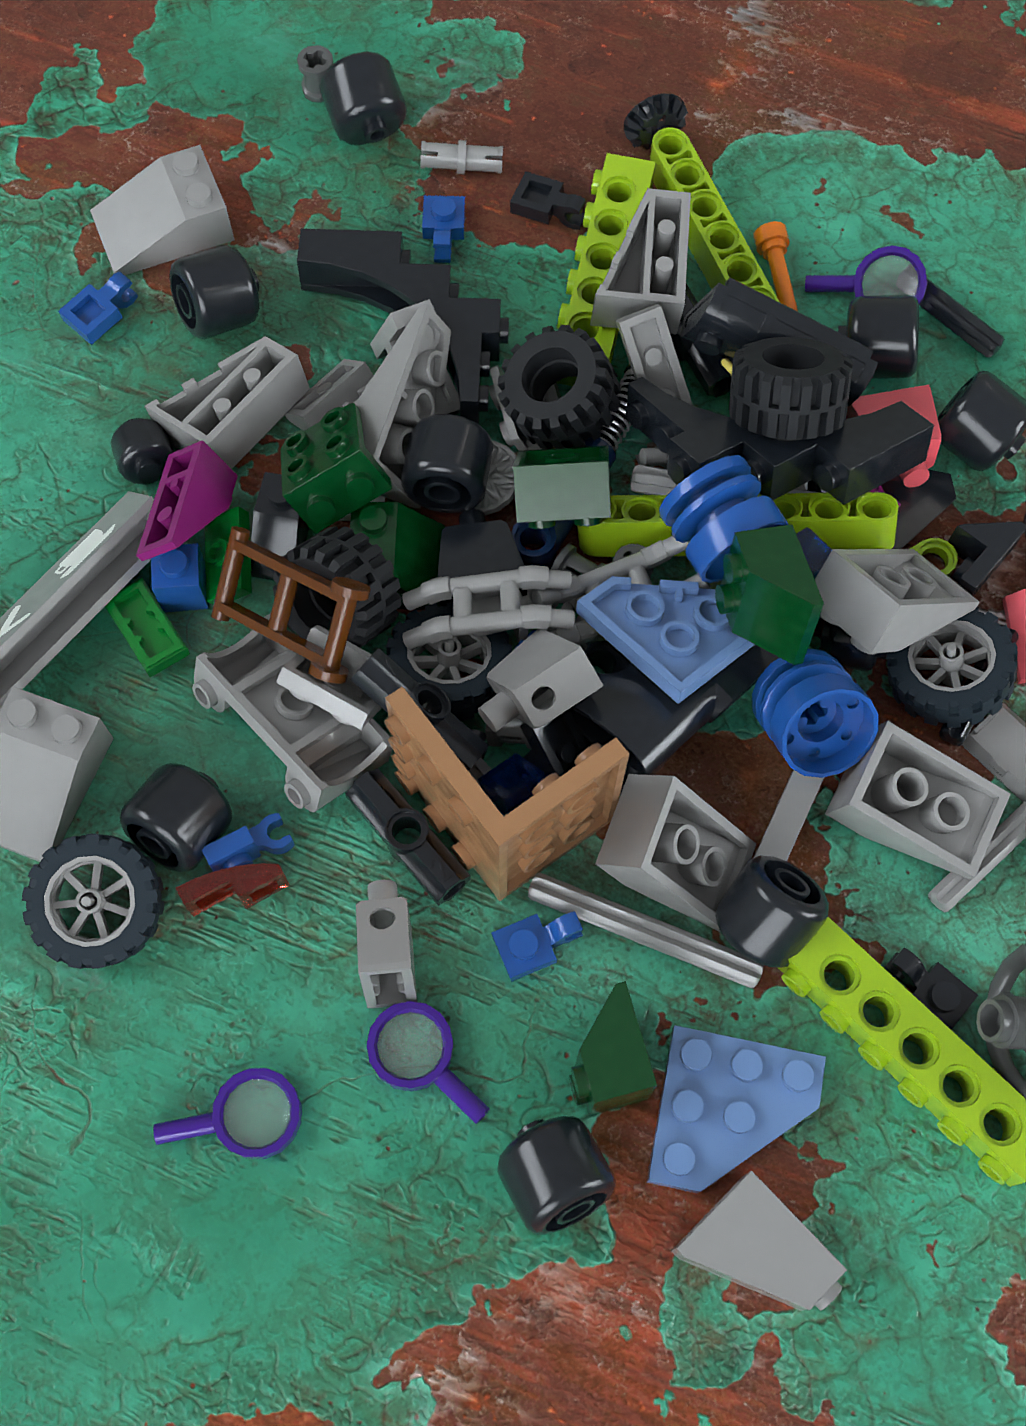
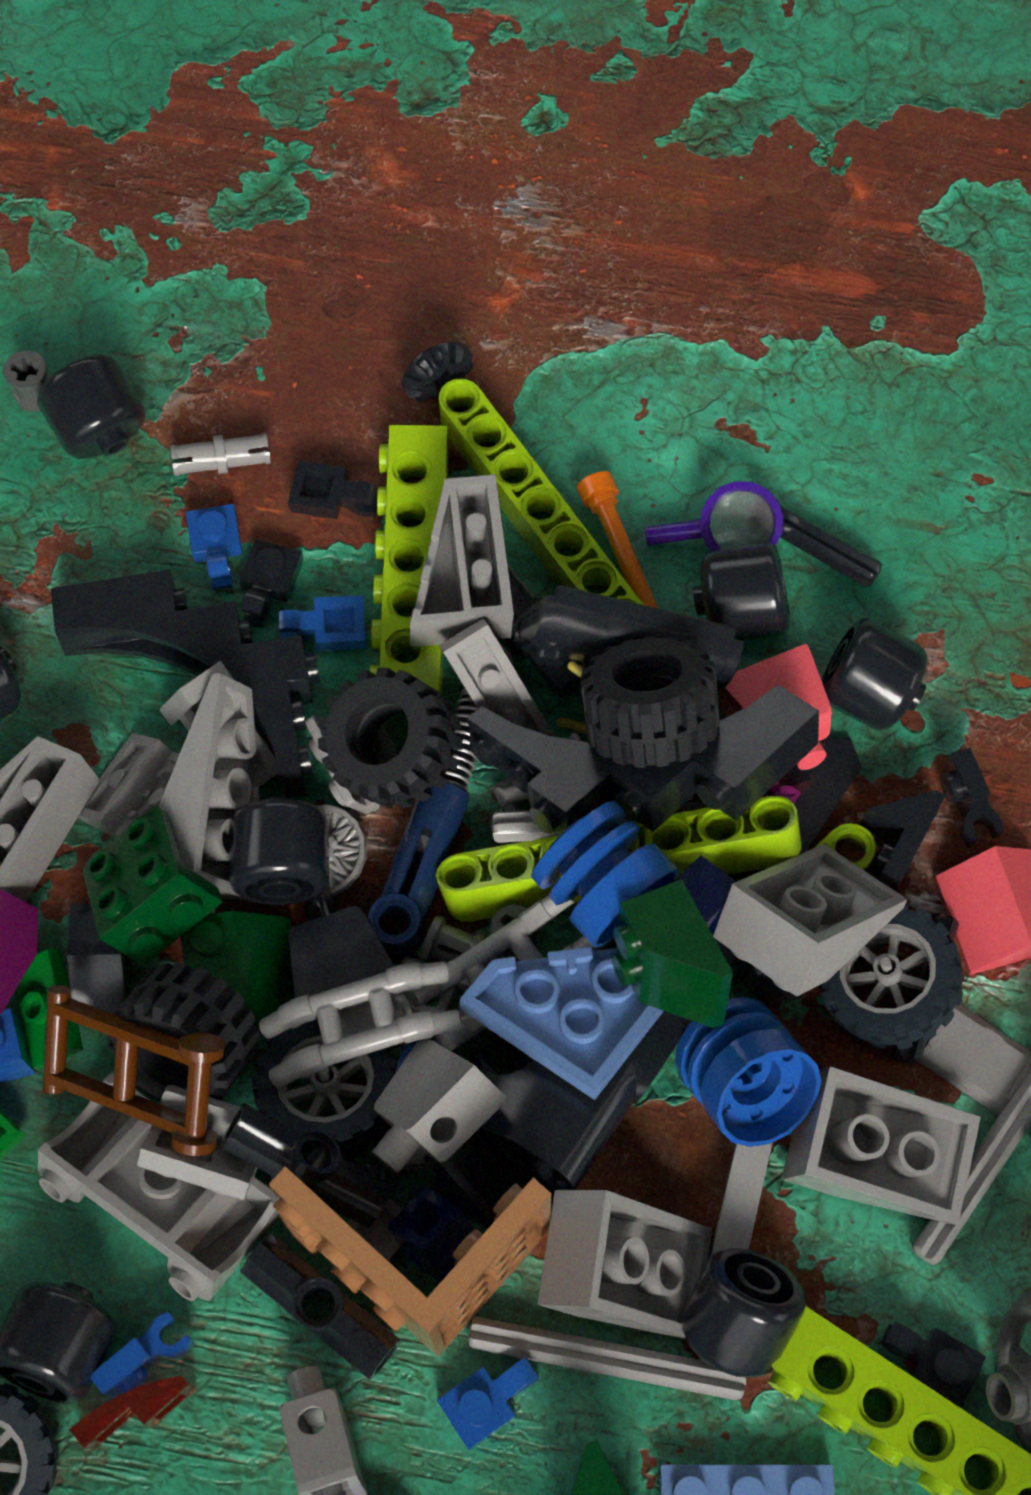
camera: 10 degrees left, 0 degrees up
(480, 258) = (268, 576): none -> black plate
(529, 302) = (334, 623): none -> blue plate
(562, 486) = (415, 855): slope -> none

